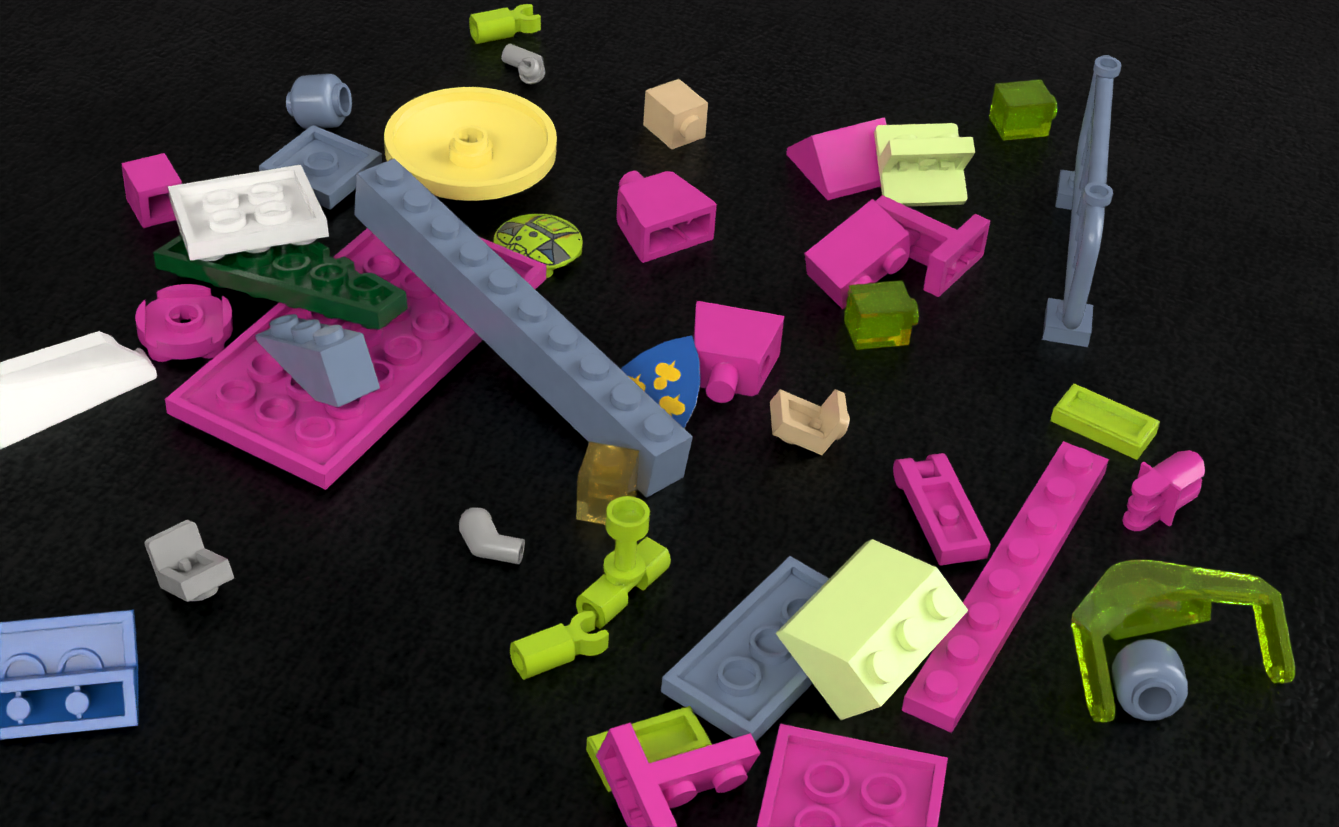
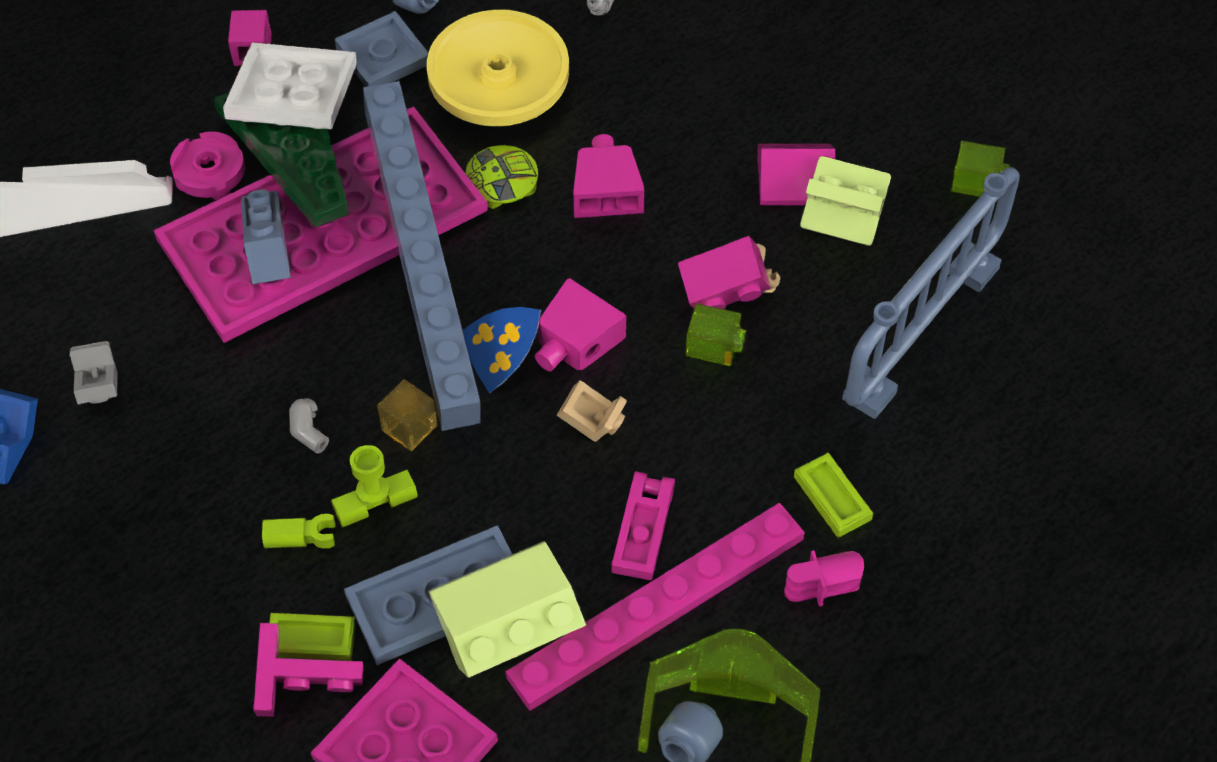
camera: 30 degrees right, 15 degrees up
(675, 113) = (682, 84): tan brick -> none
(938, 246) = (811, 293): dark pink bracket -> none

